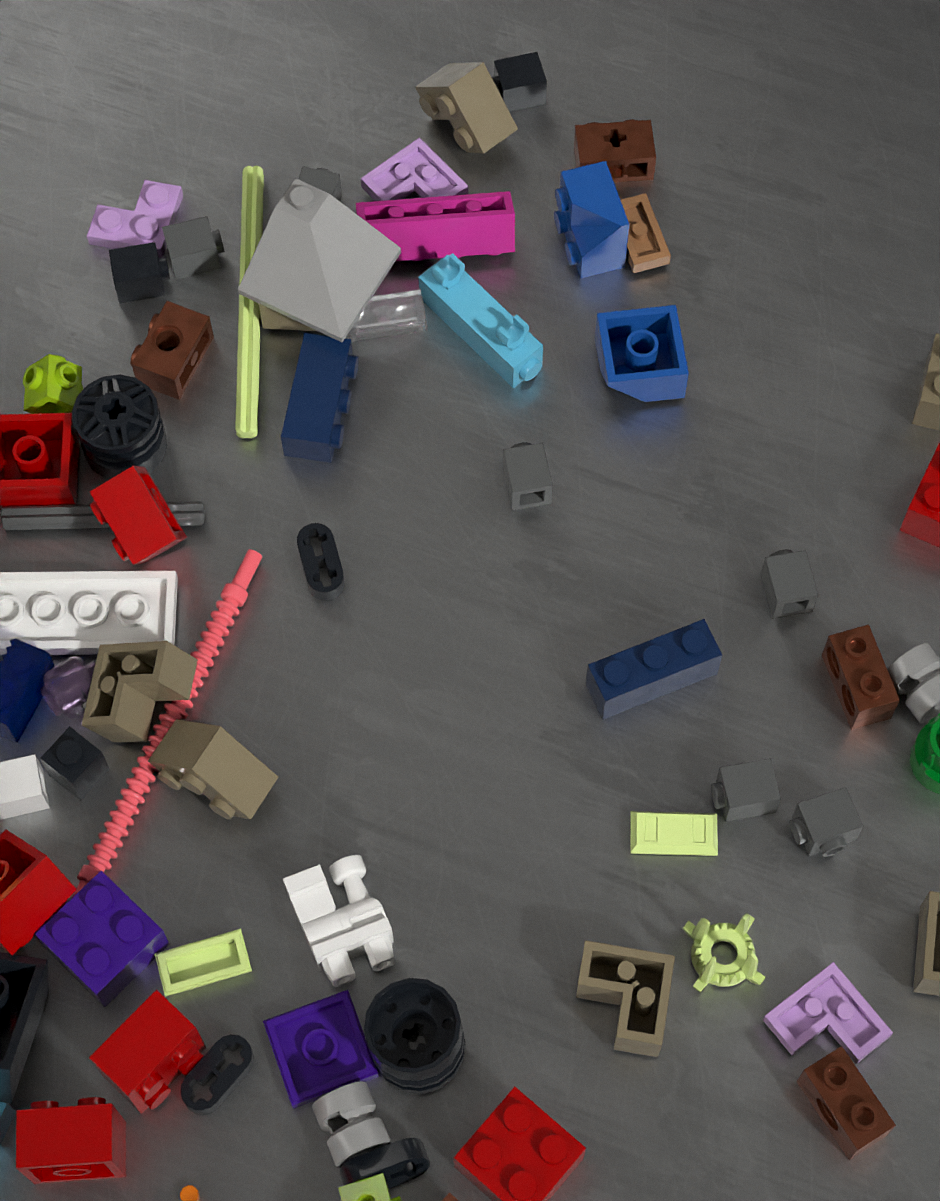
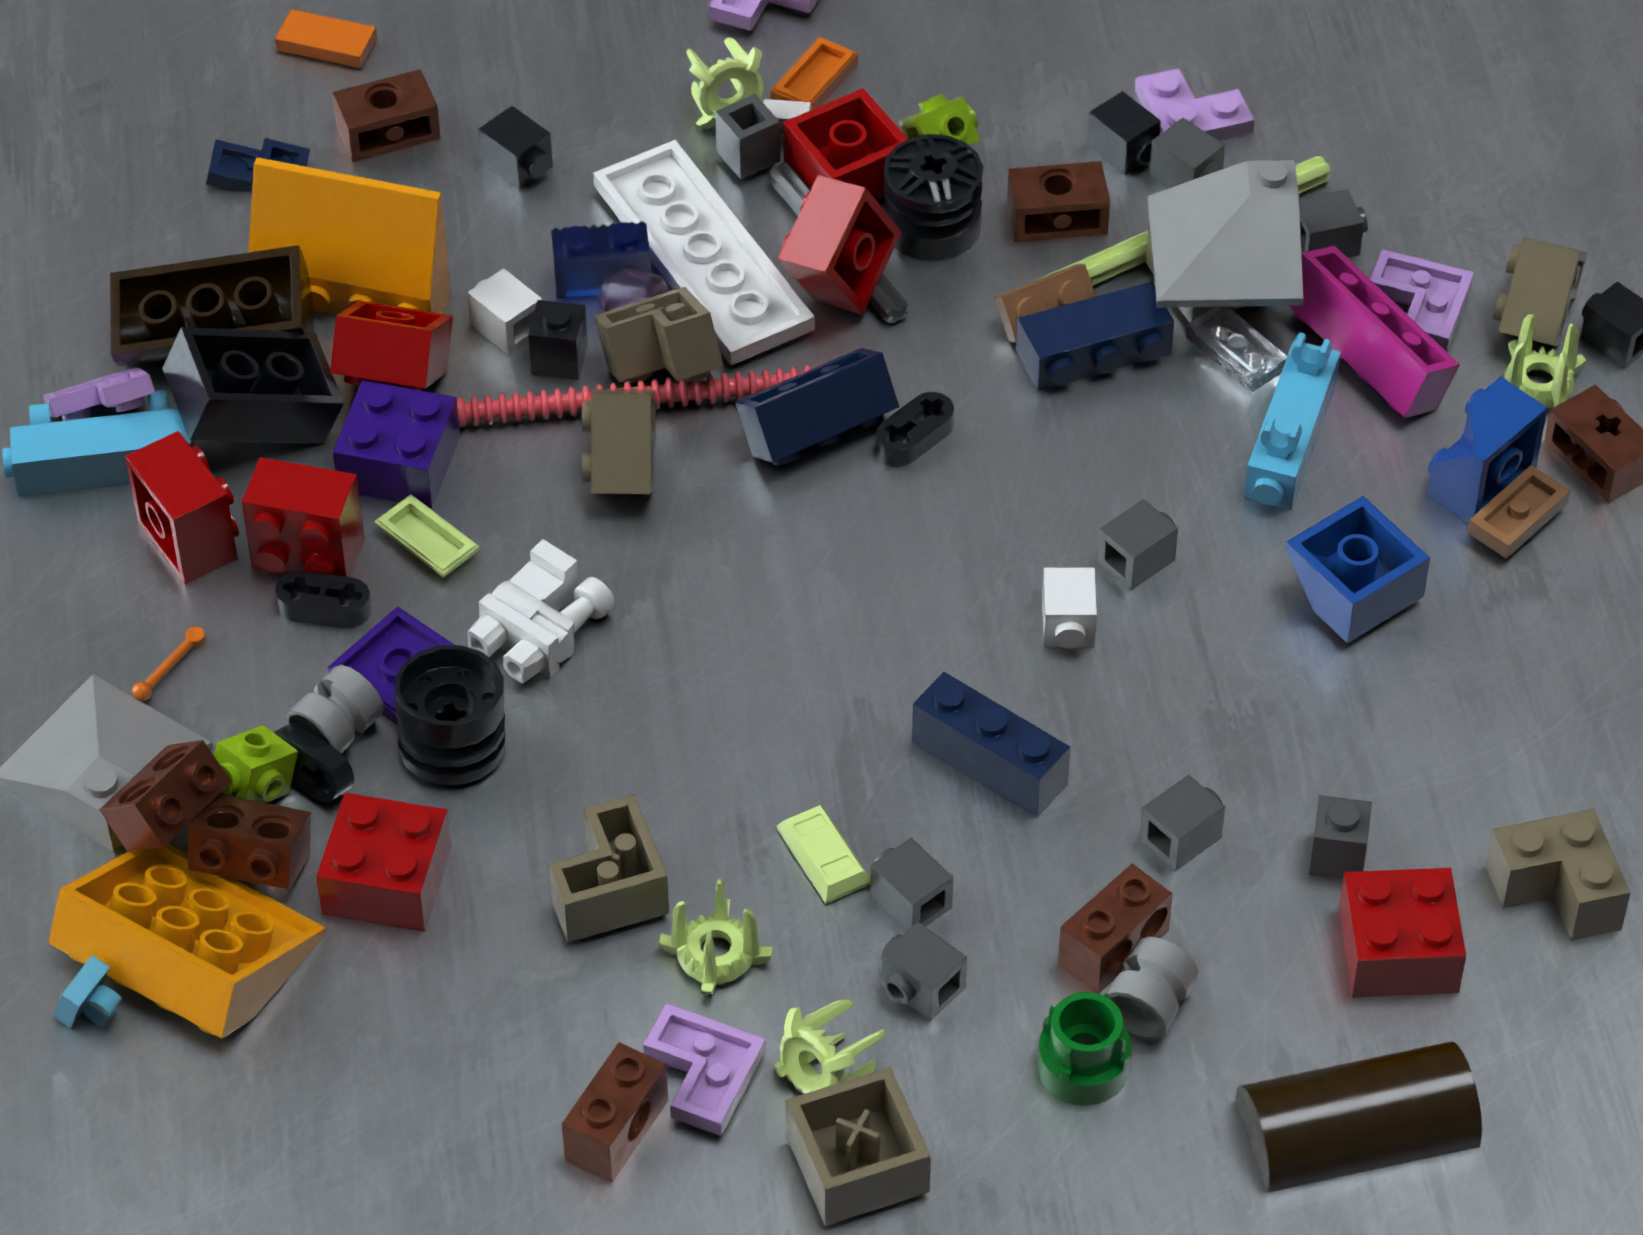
camera: 60 degrees right, 15 degrees down
(264, 410) = (1043, 294): none -> medium nougat plate
(269, 615) = (817, 406): none -> dark blue brick
(529, 169) = (1561, 367): none -> yellowish green piece
(558, 551) = (1069, 607): none -> white brick
(859, 495) = (1339, 836): none -> dark grey brick
(893, 925) = (805, 1043): none -> yellowish green piece

